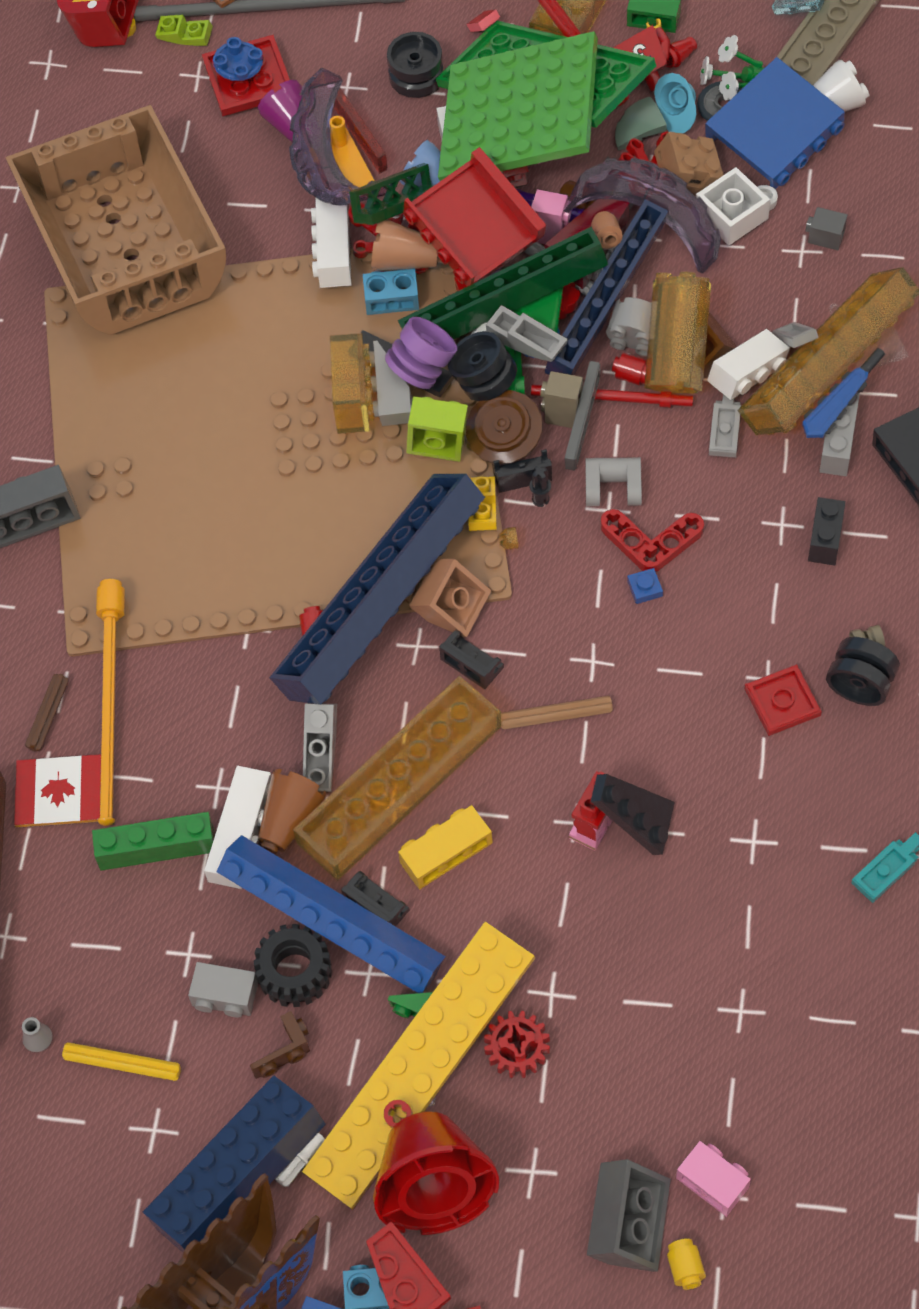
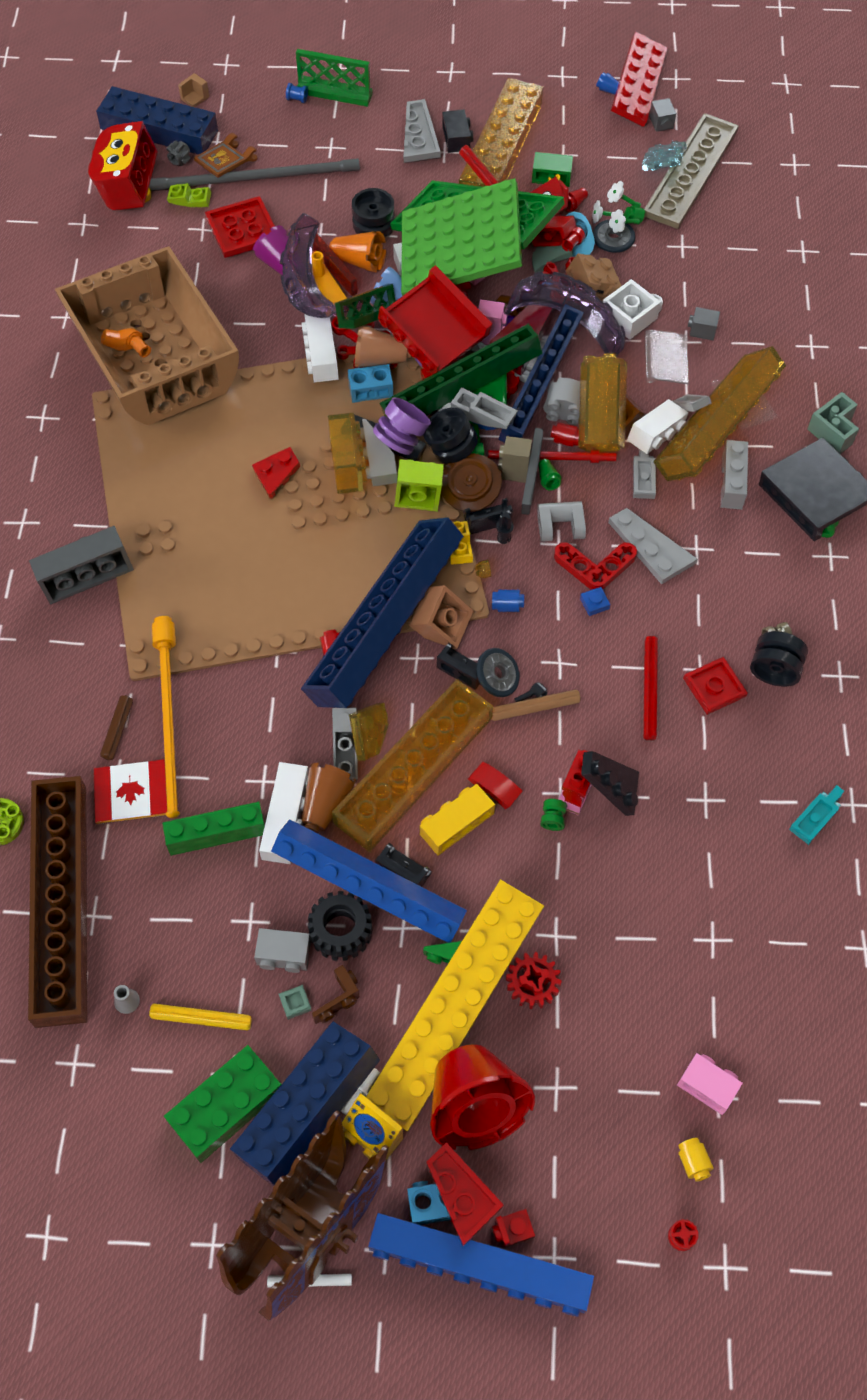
camera: 10 degrees left, 0 degrees up
(89, 224) = (125, 340): none -> orange arm
(139, 1161) = (223, 1103): none -> green brick
(233, 1051) = (295, 1002): none -> sand green tile
(237, 60) = (234, 214): blue dish -> none
(264, 400) = (276, 470): none -> red wing
(304, 1196) = (371, 1128): none -> yellow slope
(348, 732) = (369, 730): none -> clear yellow plate
(391, 1106) = (448, 1041): red bush -> none
(395, 113) = (361, 250): none -> orange cone
(483, 20) = (422, 181): coral tile -> none
(496, 807) = (495, 784): none -> red slope
(502, 681) = (510, 672): none -> wheel
(535, 580) = (507, 600): none -> blue brick
(559, 693) = (537, 689): none -> black hand
(563, 848) = (553, 814): none -> green wheel
(604, 422) = (549, 475): none -> green cone
(607, 229) = (540, 326): nougat brick -> none
(628, 1216) = (642, 1121): dark grey slope -> none
(652, 99) = (560, 231): none -> red hinge
(701, 699) = (650, 688): none -> red axle
(726, 521) = (654, 549): none -> light grey wing
(774, 270) = (666, 357): none -> clear piece
(776, 122) = (657, 246): blue panel -> none
(826, 531) = (734, 551): black brick -> none
(833, 407) = (728, 455): blue sword -> none
(842, 86) = (697, 224): white cone -> none

